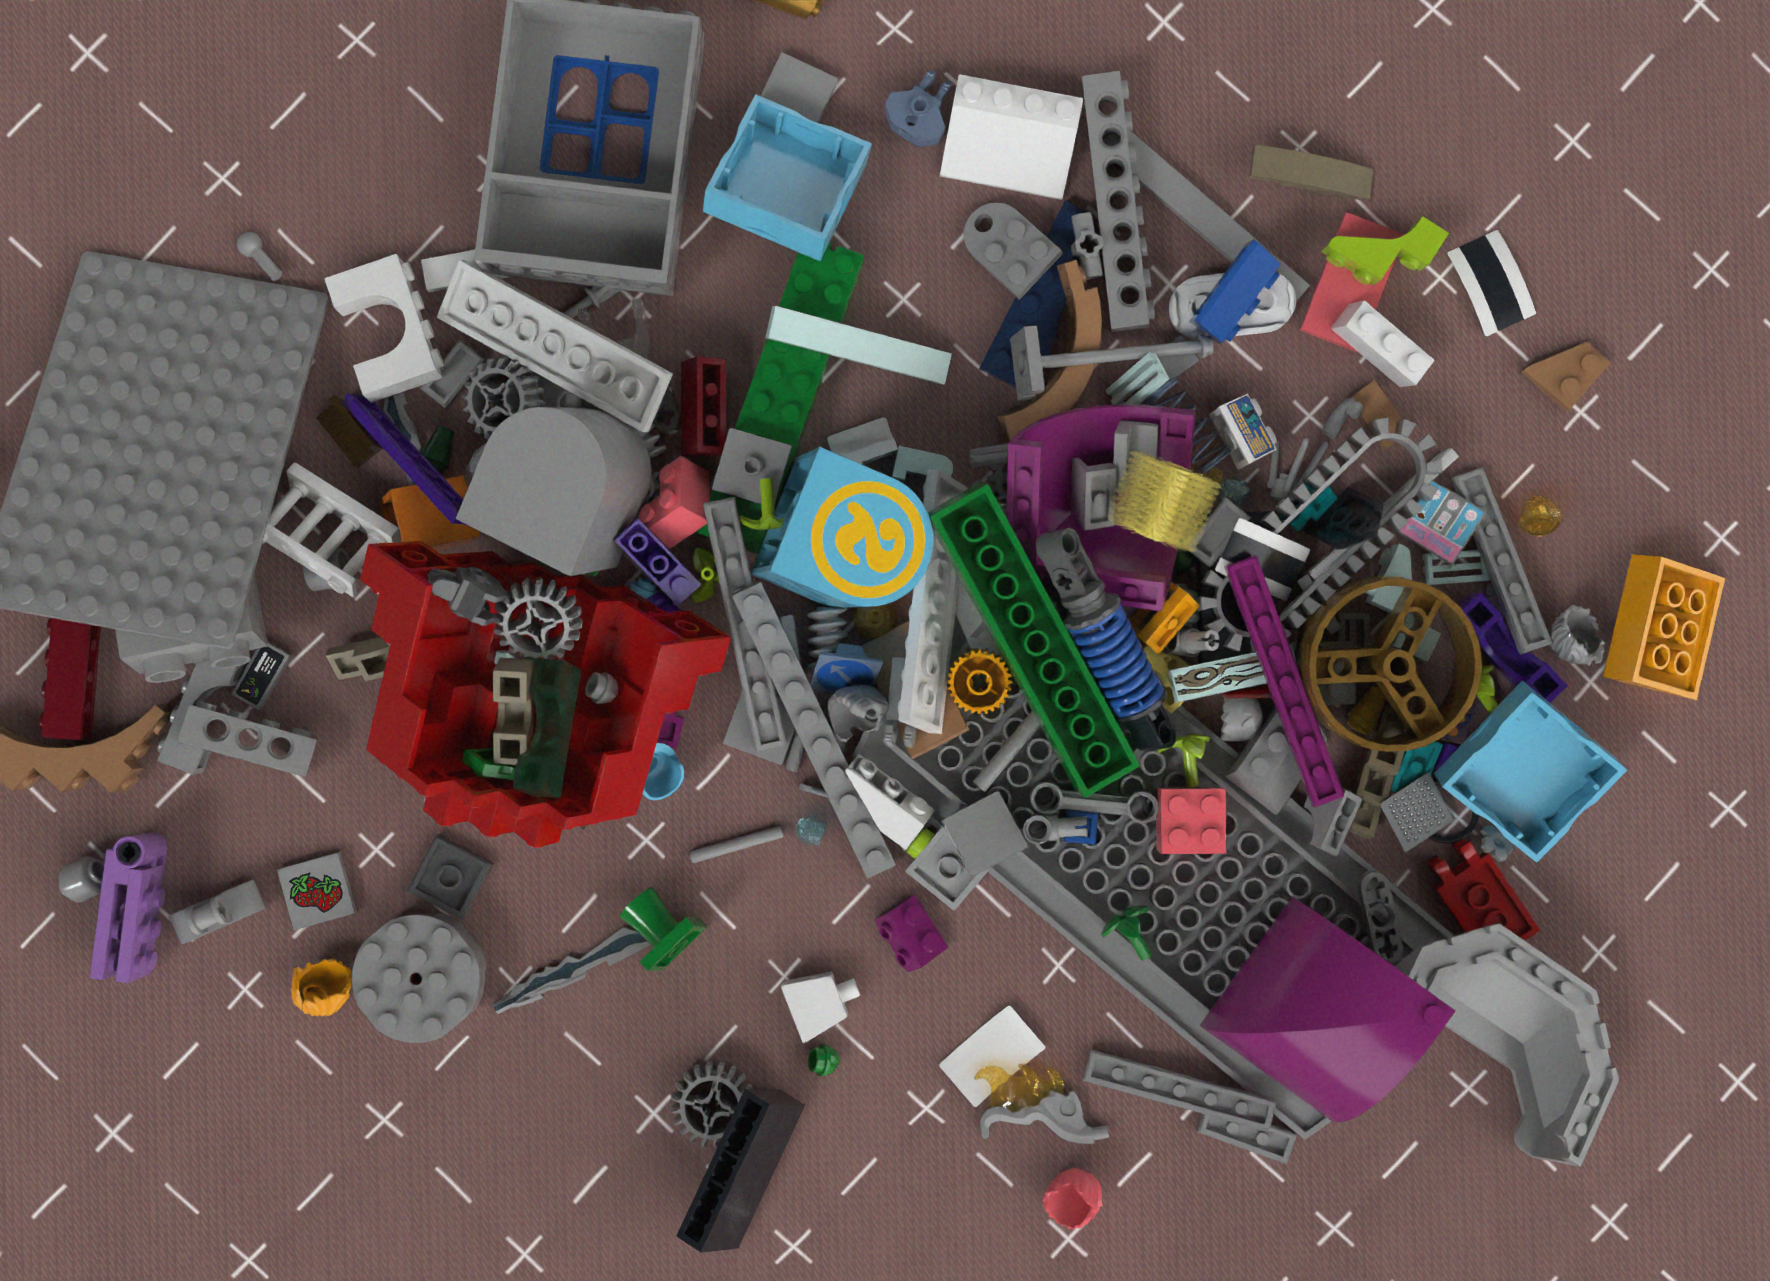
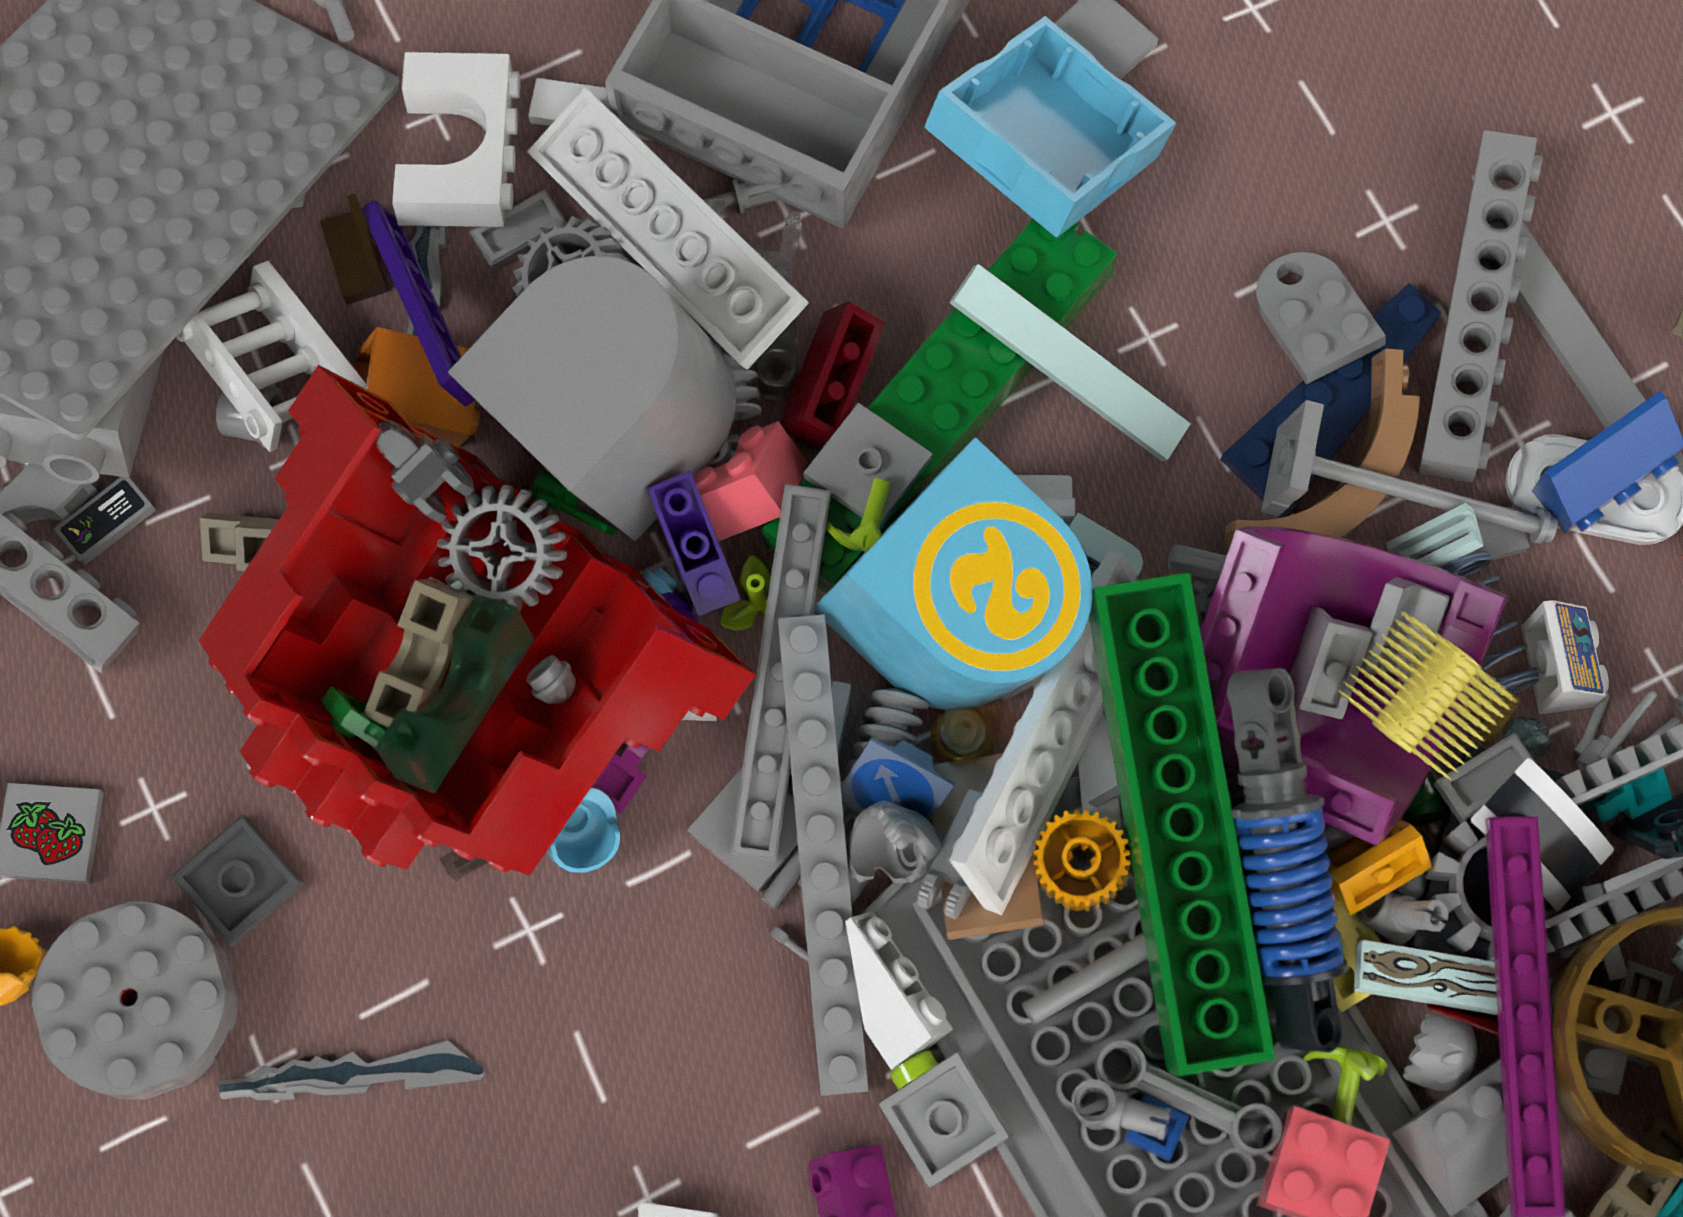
camera: 25 degrees right, 15 degrees down
(439, 448) = (464, 310): dark green cone -> none
(660, 929) = (504, 1069): green plant -> none
(736, 844) = (652, 980): light grey bar -> none
(810, 830) = (764, 996): clear light blue plate -> none
(921, 110) = (1249, 110): sand blue hinge -> none
(984, 834) = (1013, 1084): light grey tile -> none
(1011, 137) = (1363, 180): white slope -> none
(1084, 230) = (1423, 326): light grey axle -> none
(1367, 711) = (1636, 1110): cone -> none

